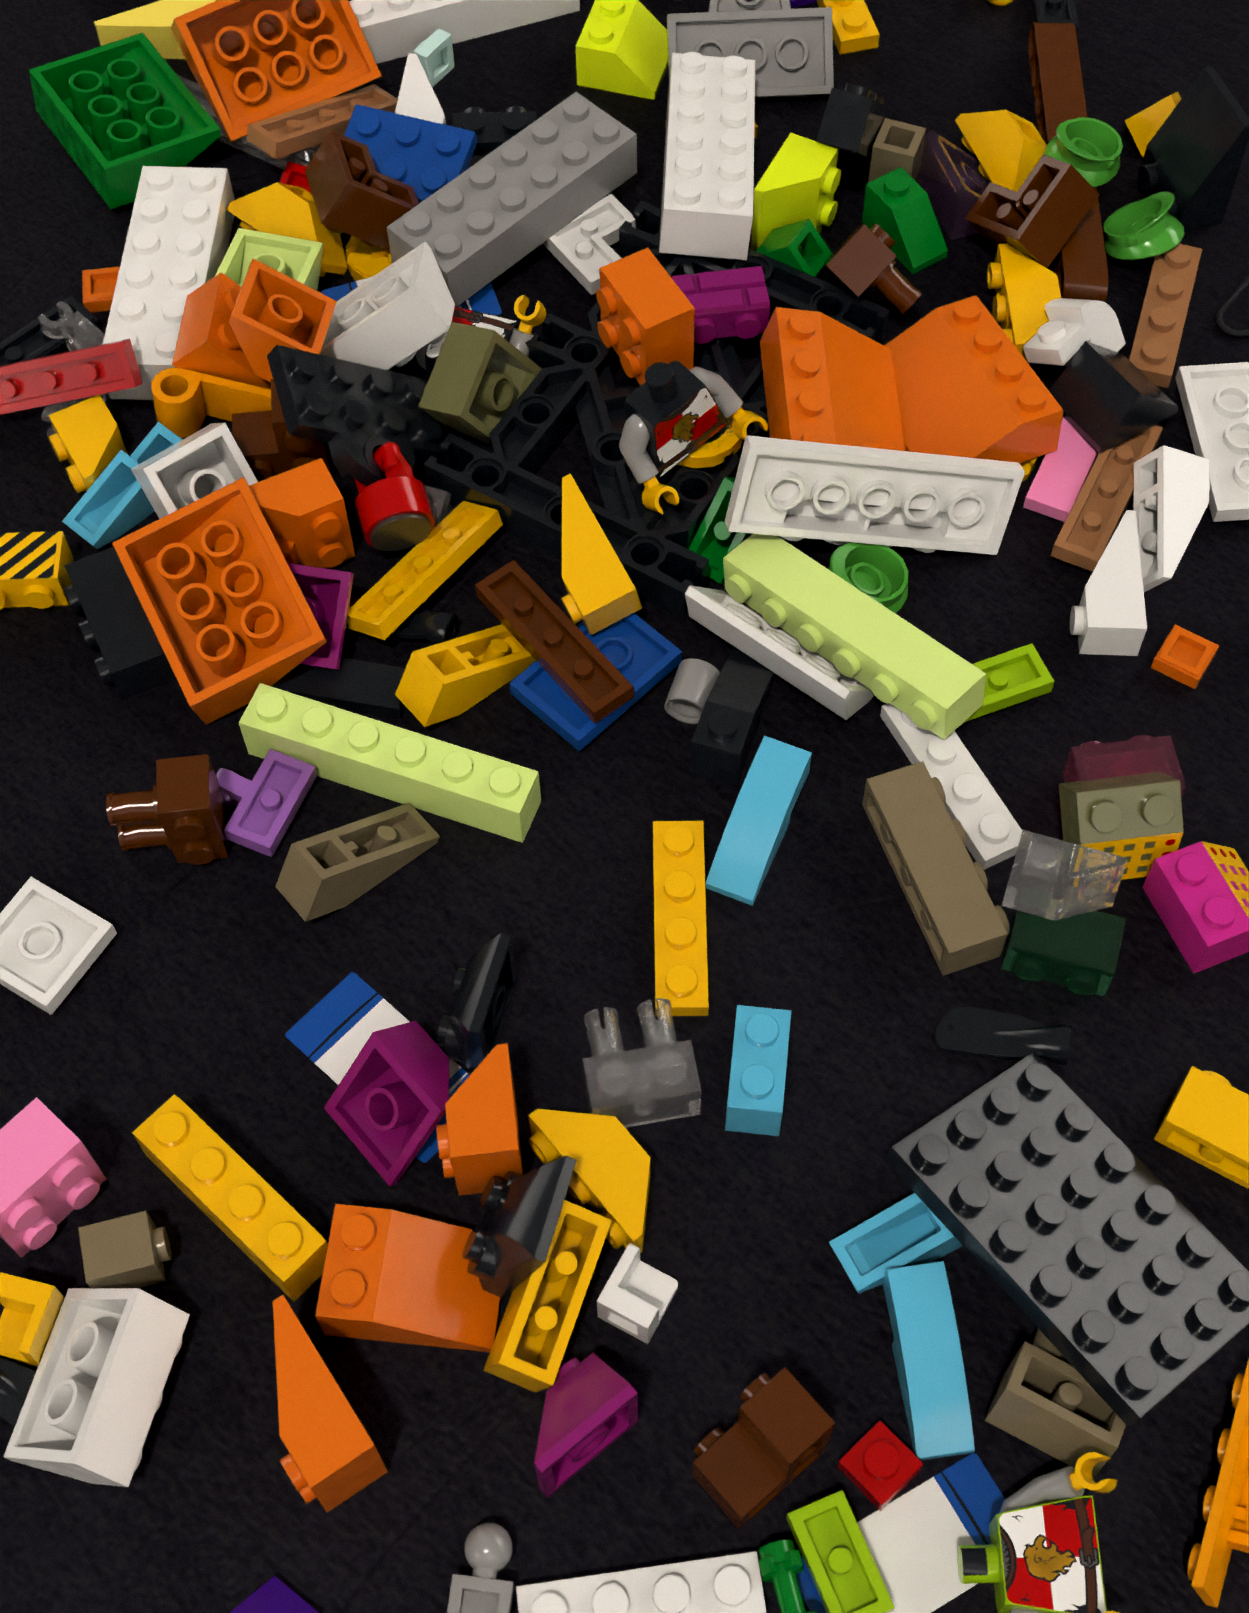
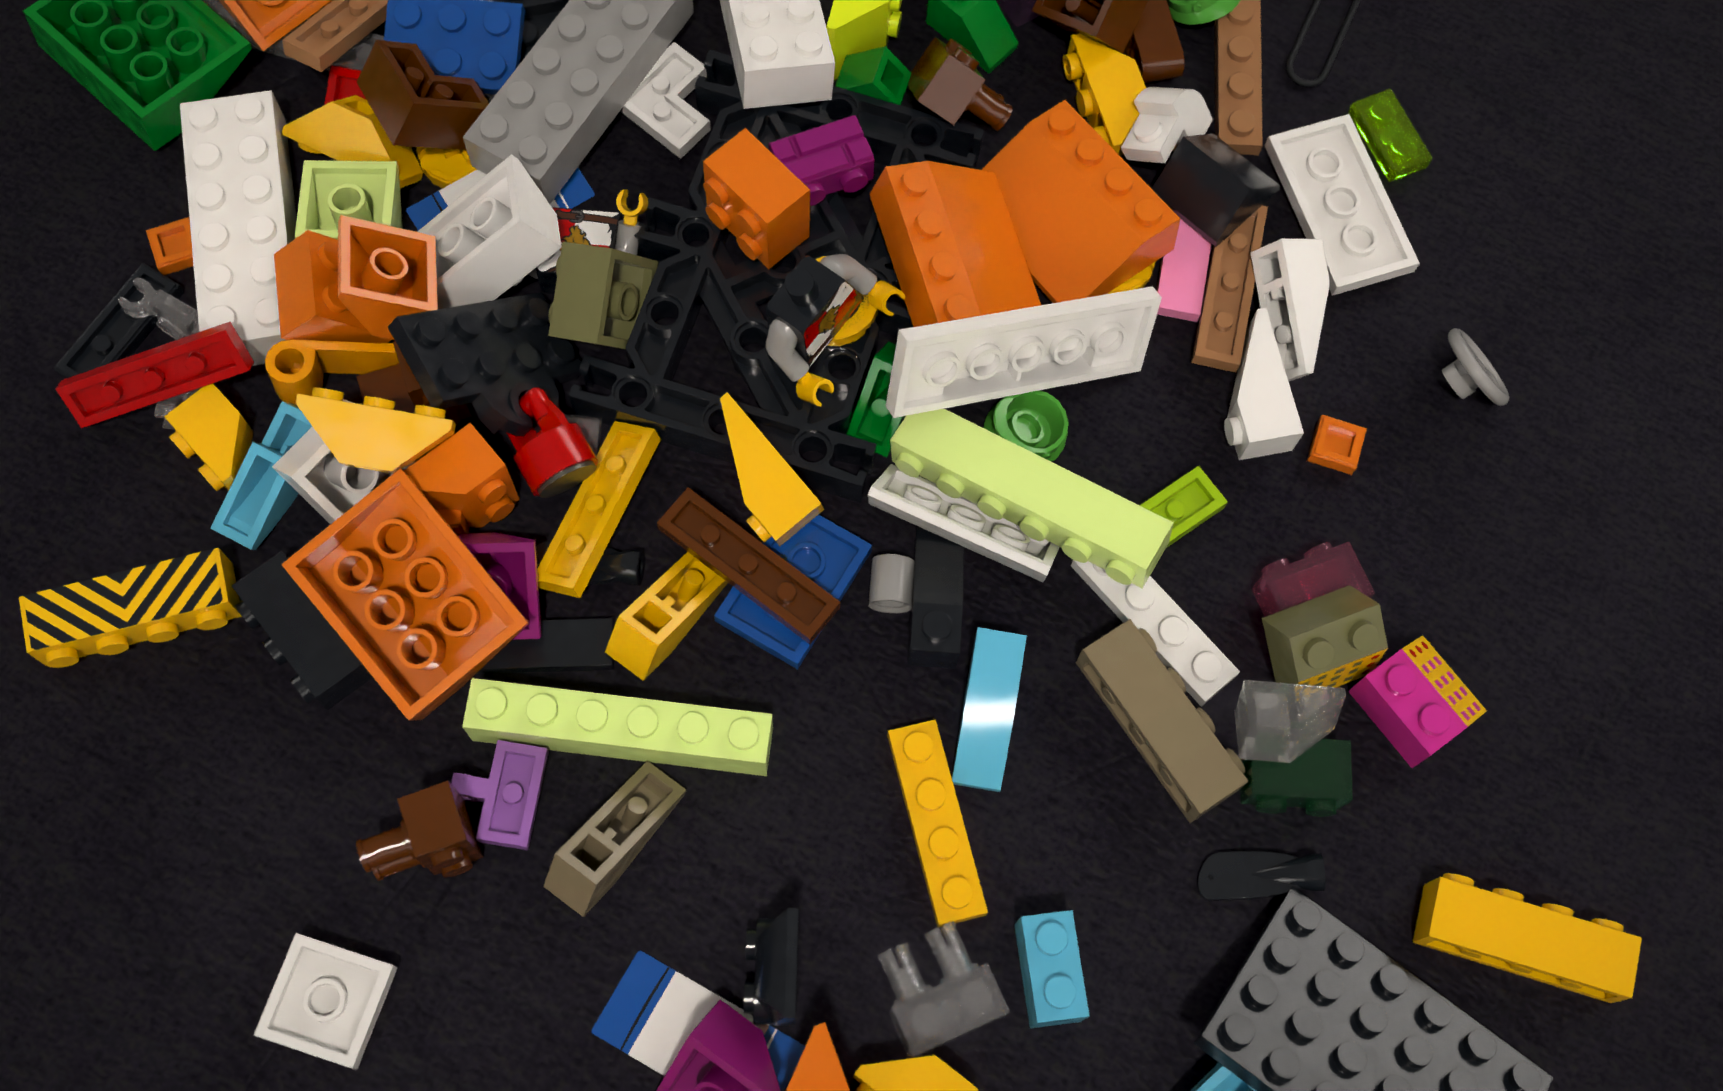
camera: 20 degrees left, 10 degrees up
(229, 440) = (374, 433): none -> yellow slope

